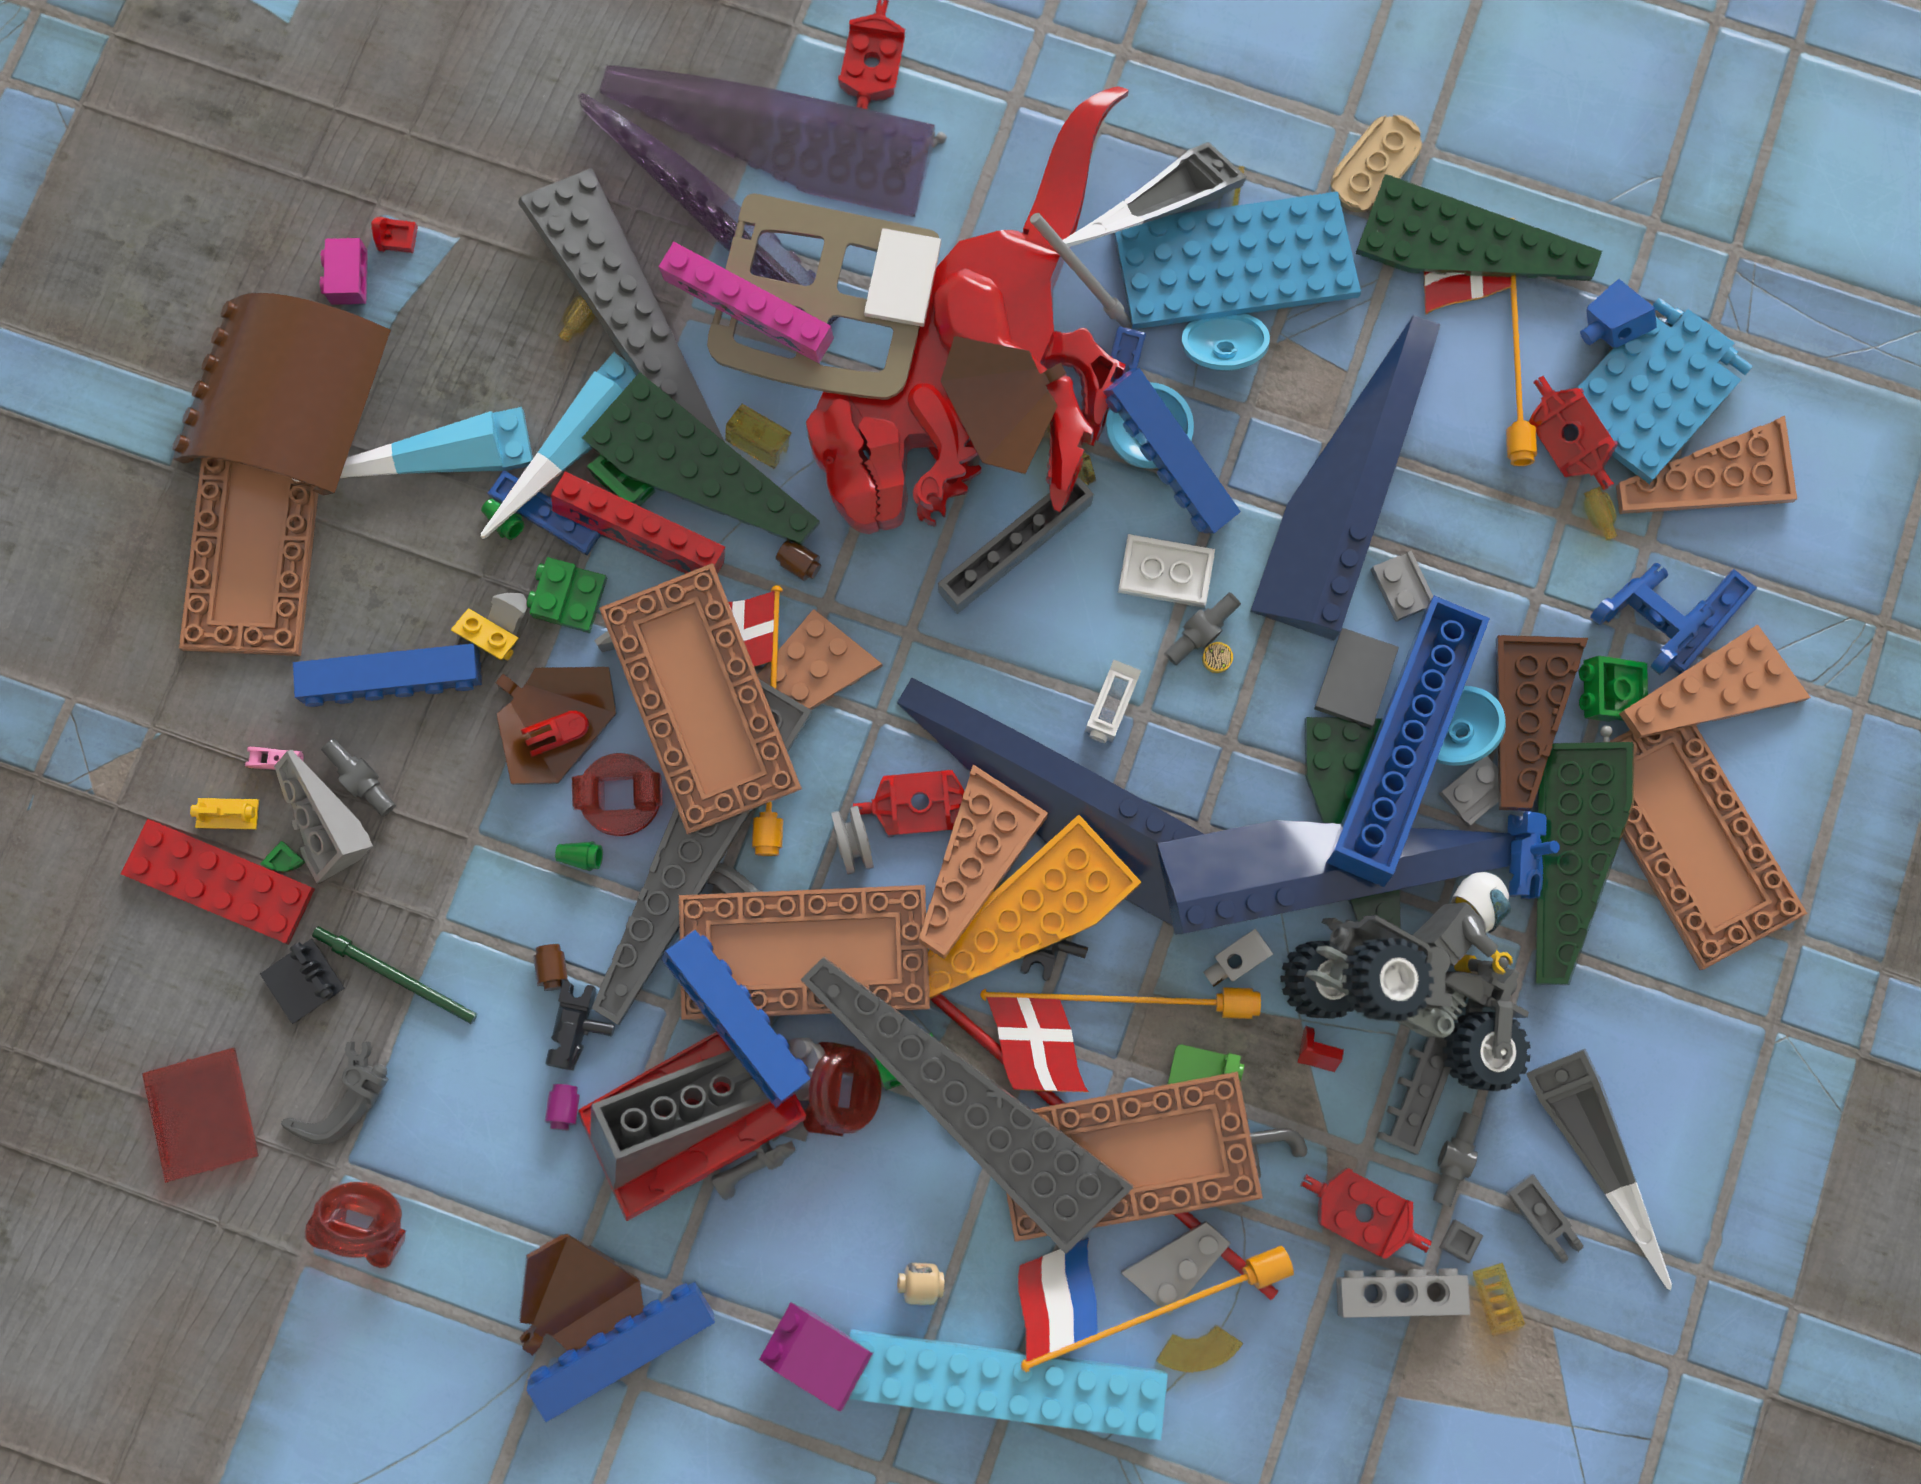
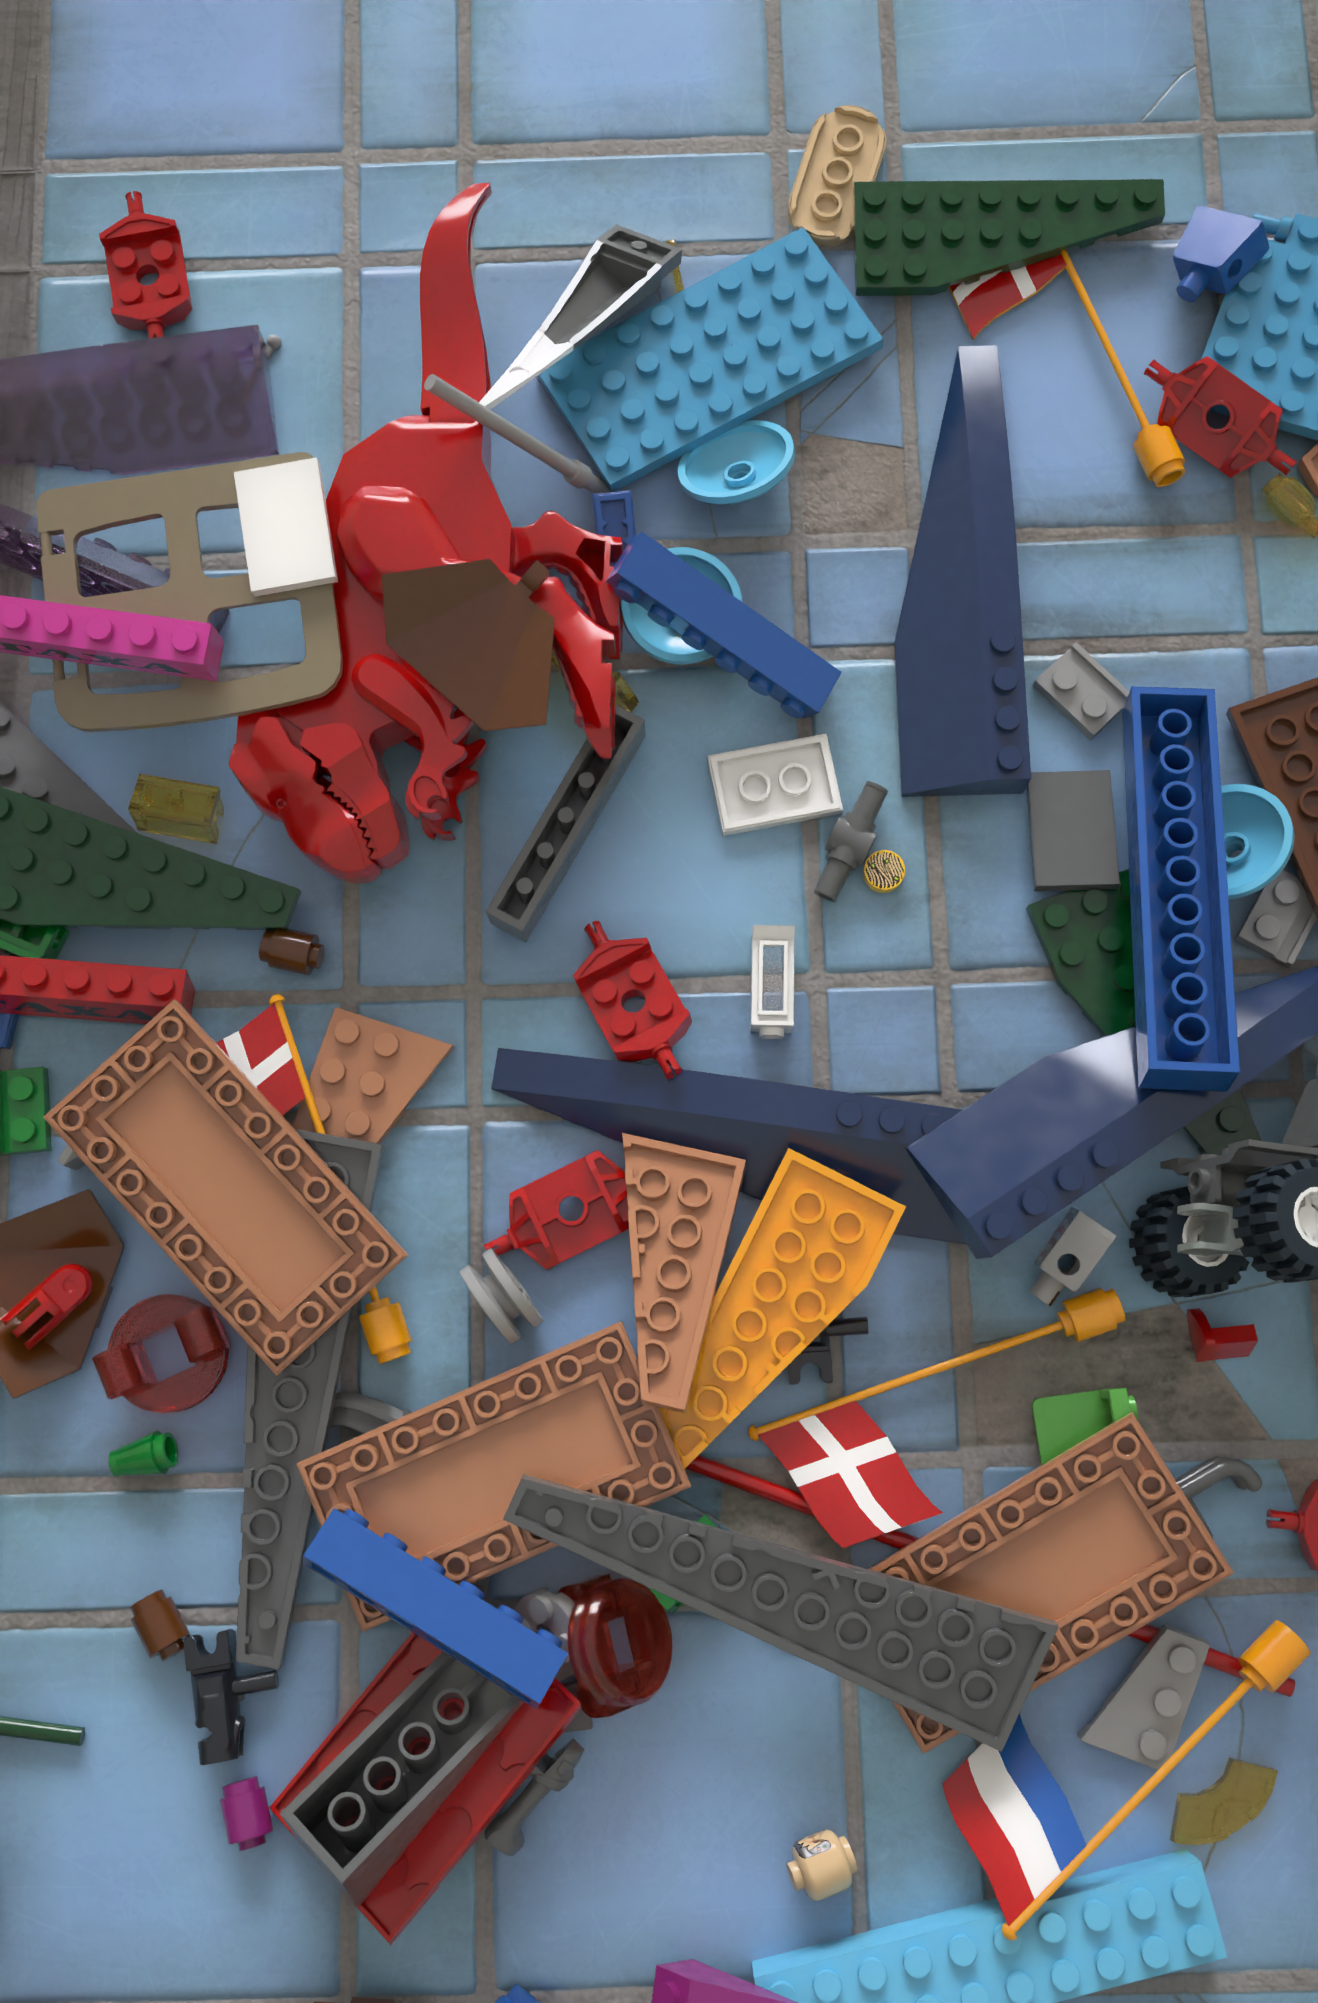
camera: 15 degrees left, 0 degrees up
(1013, 658) = (624, 971): none -> red plate

